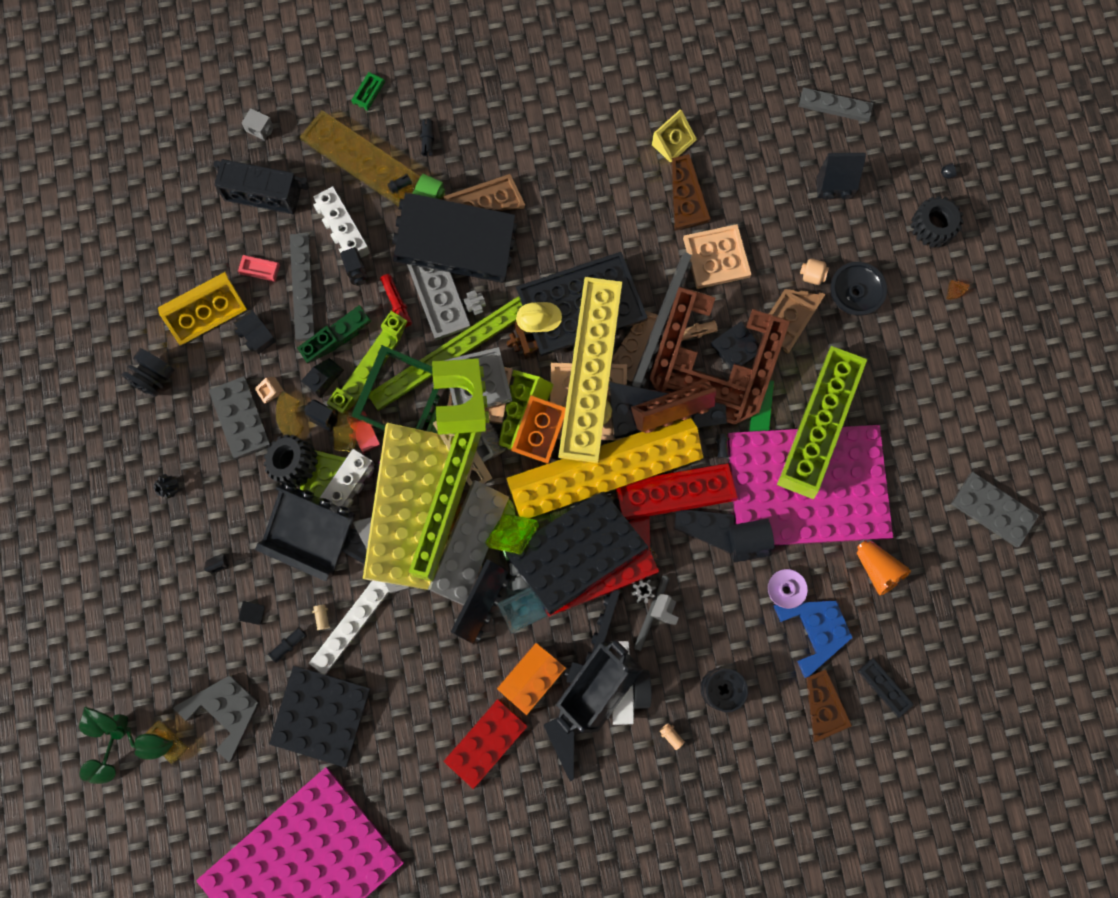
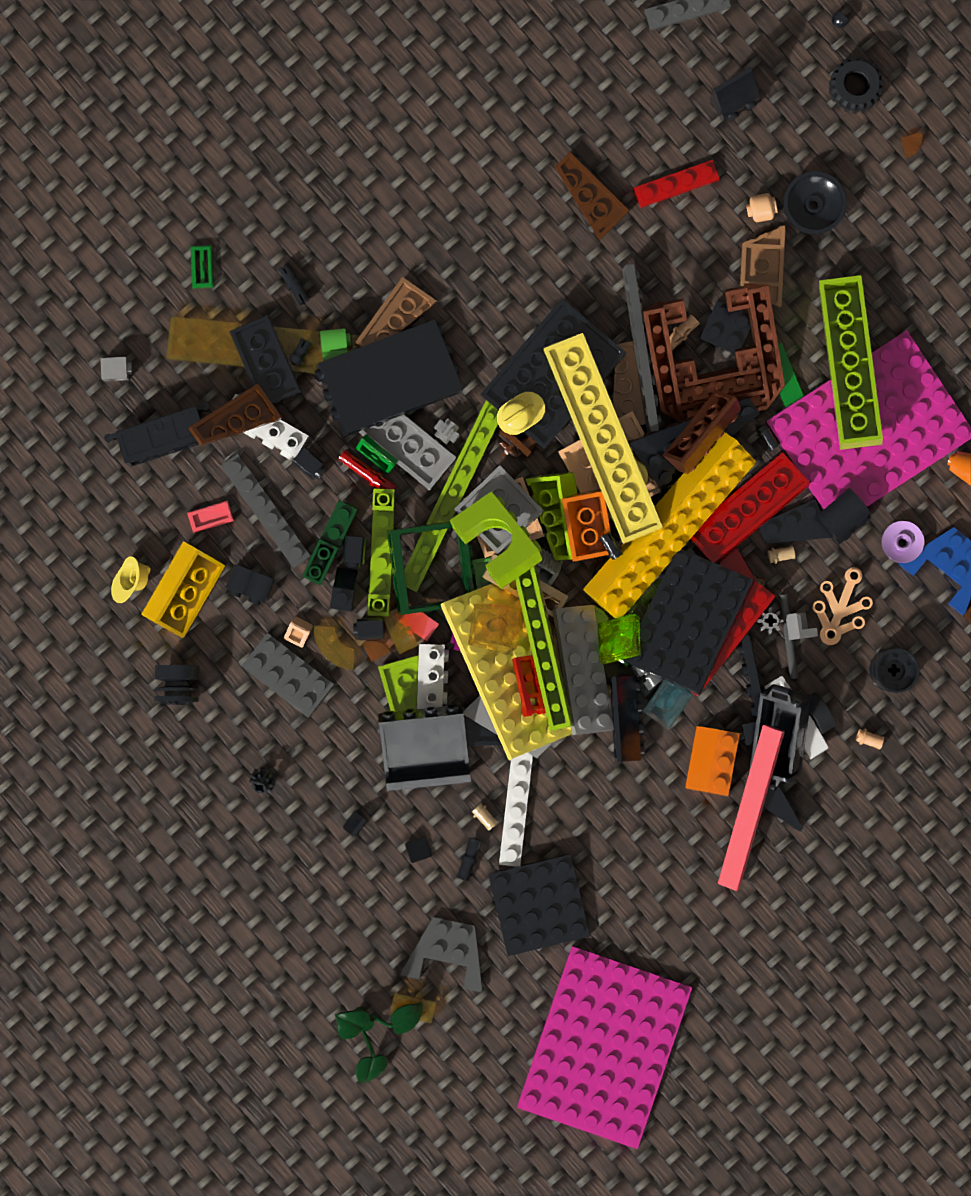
camera: 25 degrees left, 10 degrees up
(170, 278) = (130, 578): none -> light yellow piece
(280, 455) = (383, 689): black tyre -> none
(318, 436) = (375, 650): none -> clear orange tile
(320, 198) = (237, 416): none -> reddish brown wing
(347, 350) = (354, 551): none -> black brick
(369, 177) = (265, 359): none -> black tile
(411, 290) = (376, 454): none -> green tile
(414, 527) = (528, 685): none -> red plate
(416, 465) = (495, 627): none -> clear yellow slope
(485, 744) = (704, 842): red plate -> none
(540, 735) = (751, 807): none -> coral tile
(548, 454) = (611, 546): none -> black pin
(673, 136) = (545, 142): light yellow slope -> none
(682, 543) = (781, 554): none -> tan pin
(705, 614) = (839, 609): none -> light nougat plant
(717, 256) = (657, 245): light nougat plate -> none
(757, 221) = (676, 184): none -> red plate

